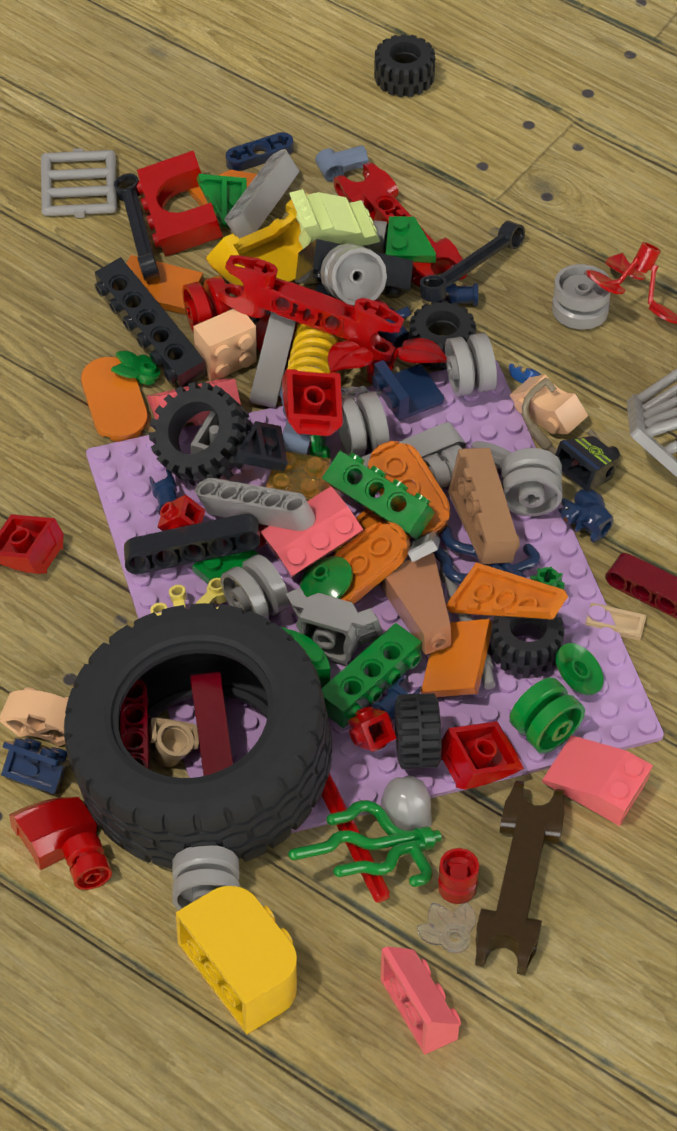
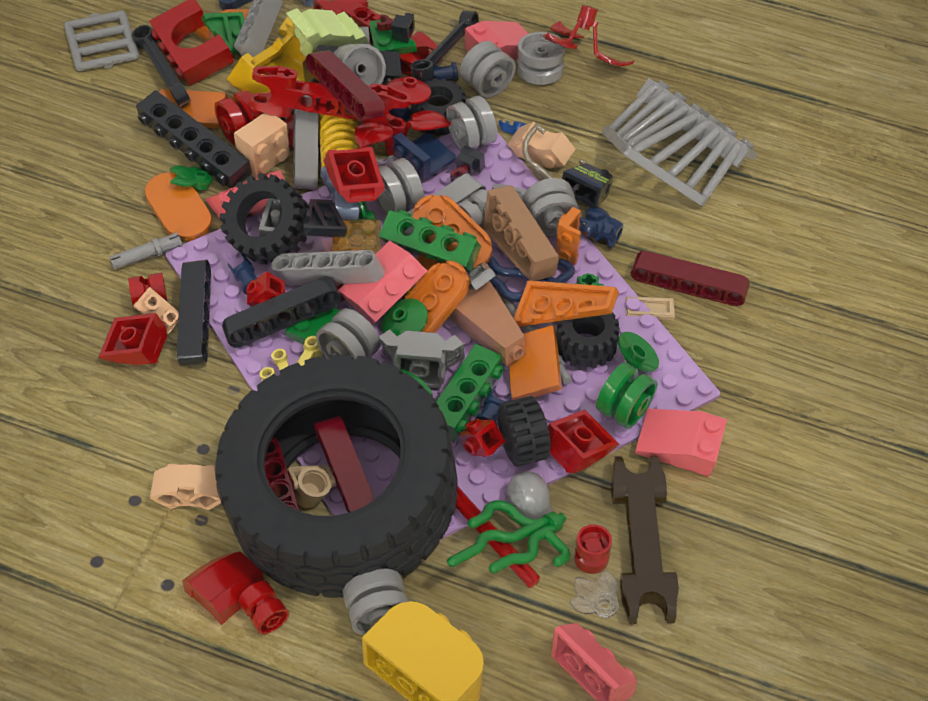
camera: 15 degrees left, 0 degrees up
(35, 764) = (194, 531): dark blue bracket -> none
(54, 490) = (139, 285): none -> red wheel
(56, 507) = (151, 302): none -> light nougat hips
(69, 443) = (142, 252): none -> light grey pin
(98, 525) = (194, 313): none -> black beam
(329, 294) = (345, 85): none -> dark red beam
(413, 308) = (416, 88): none -> red dish
(421, 230) = (401, 27): none -> black piece
(455, 409) = (468, 162): none -> black piece
(512, 300) = (487, 69): none -> light grey wheel
(533, 265) = (503, 34): none -> coral slope
(541, 519) = (569, 236): none -> orange bracket

